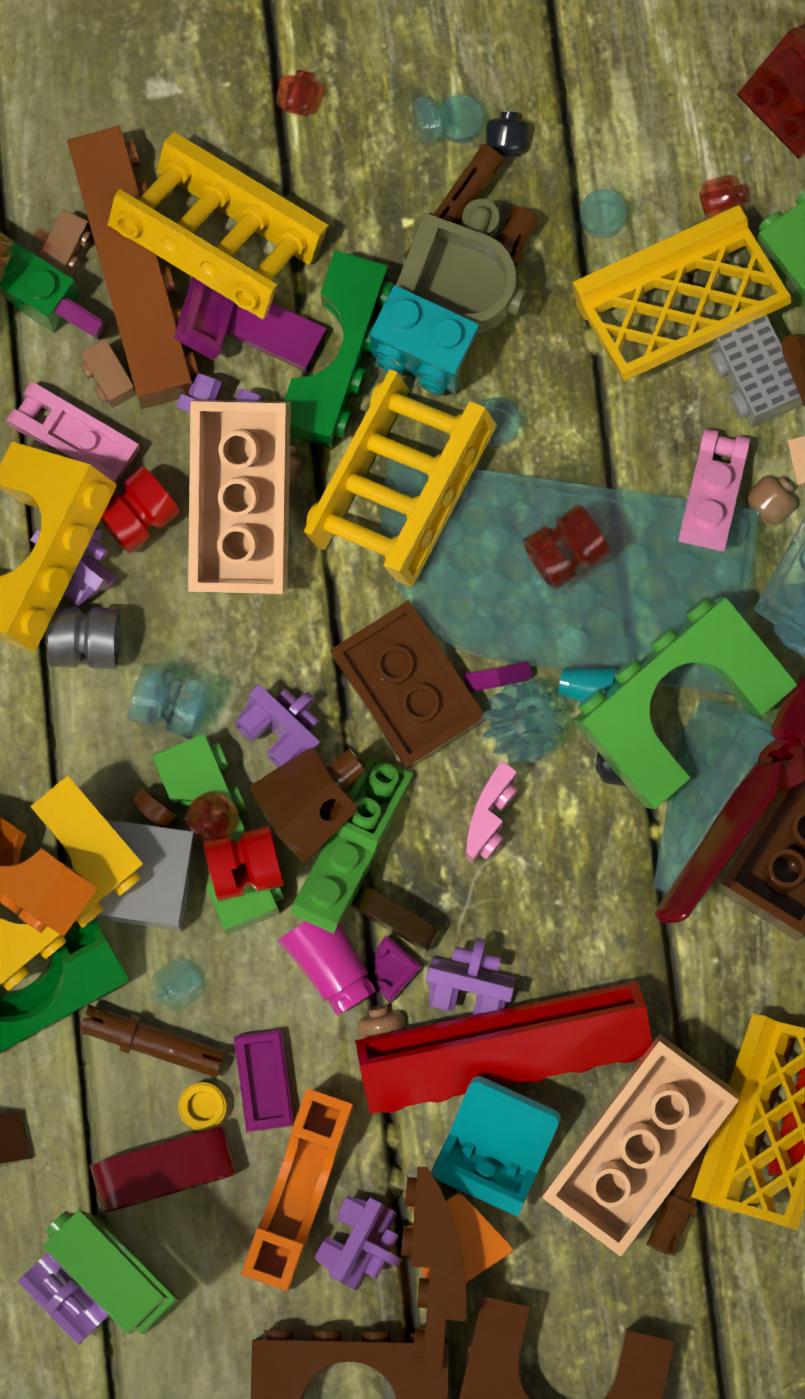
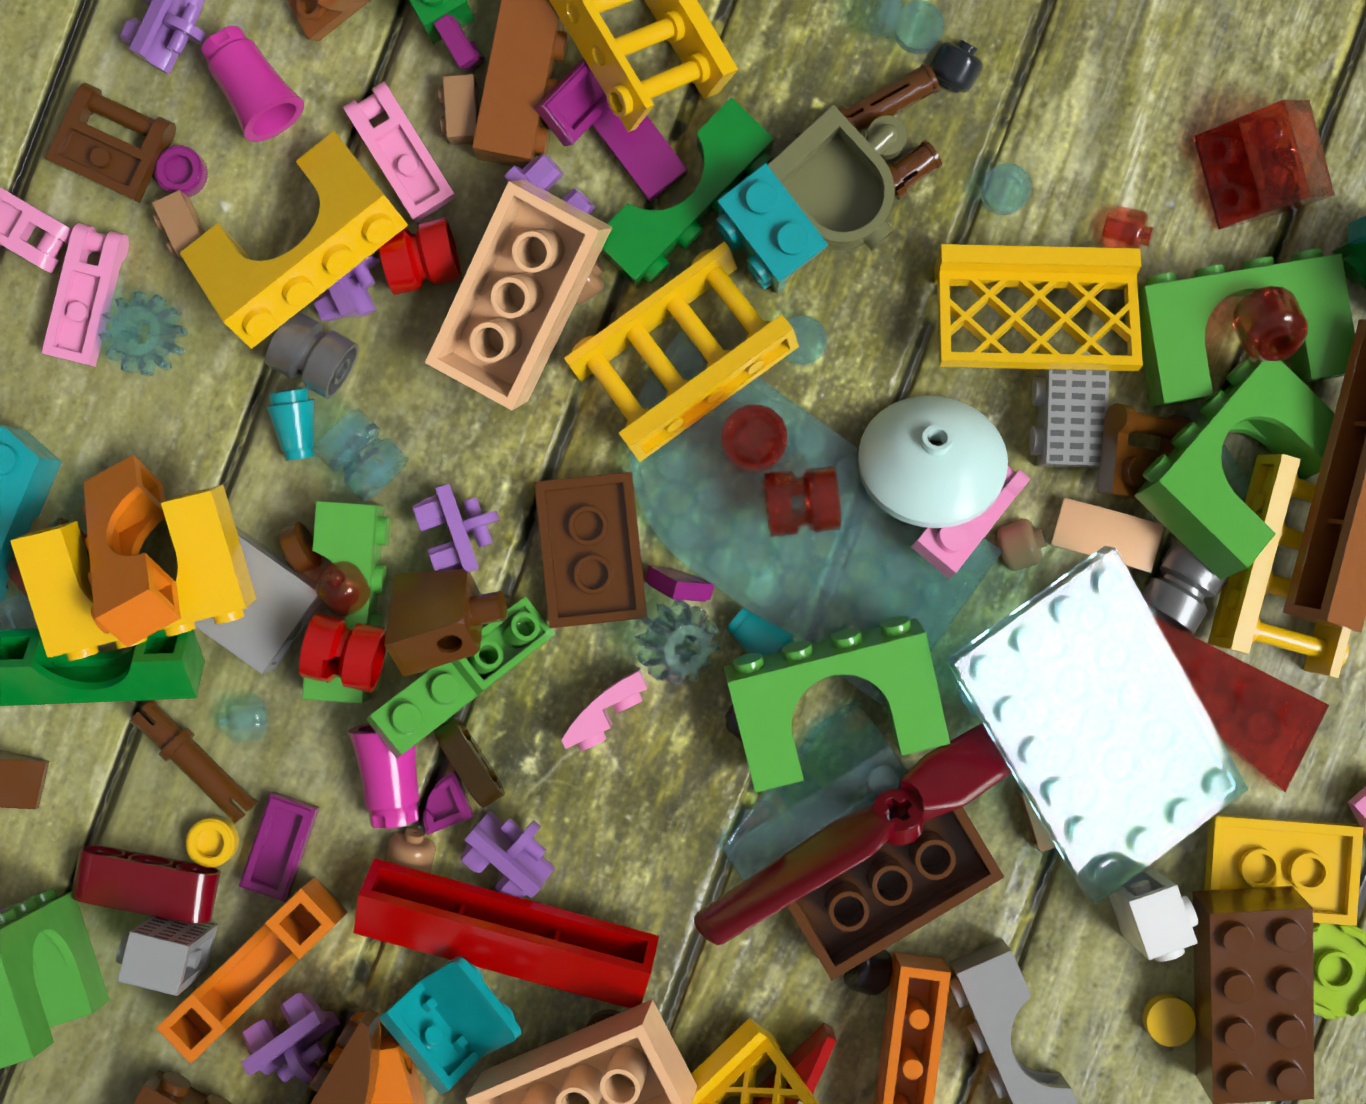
camera: 25 degrees right, 10 degrees up
(94, 704) = (293, 422): none -> teal cone
(213, 1209) = (165, 954): none -> light grey brick
(499, 516) = (753, 439): none -> clear red wheel
(659, 463) = (926, 481): none -> light aqua dish

